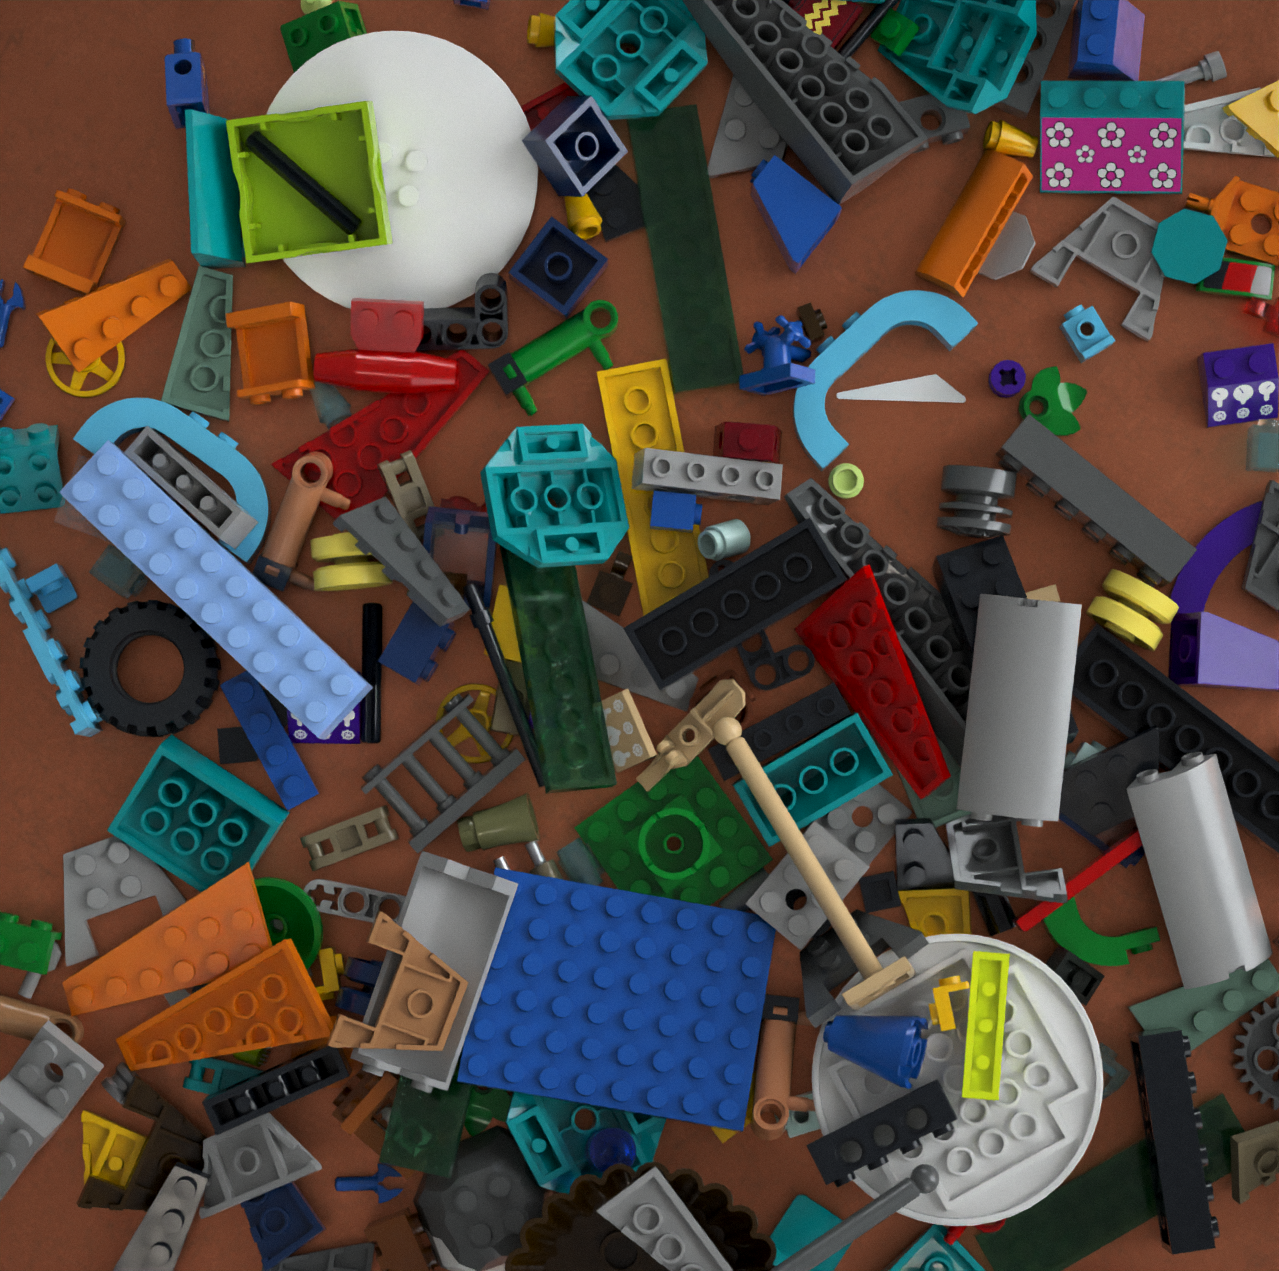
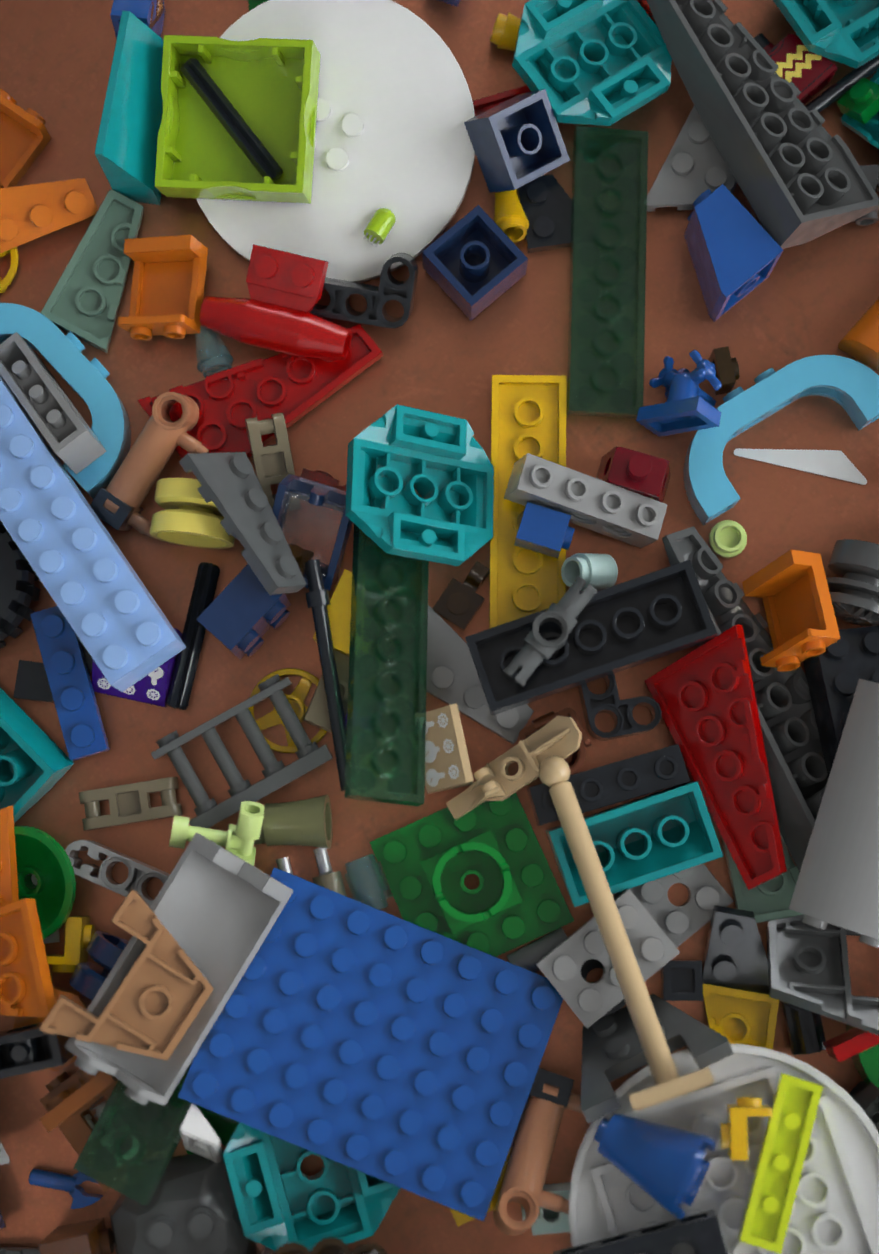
camera: 15 degrees right, 5 degrees down
(455, 848) = (237, 839): none -> yellowish green bar
(462, 251) = (379, 226): none -> lime piece
(483, 1113) = (199, 1136): none -> white slope
(551, 349) = (451, 343): green piece -> none
(608, 1148) = (331, 1212): clear blue wheel -> none
(687, 626) = (563, 614): none -> dark grey pin
(917, 537) = (795, 607): none -> orange panel

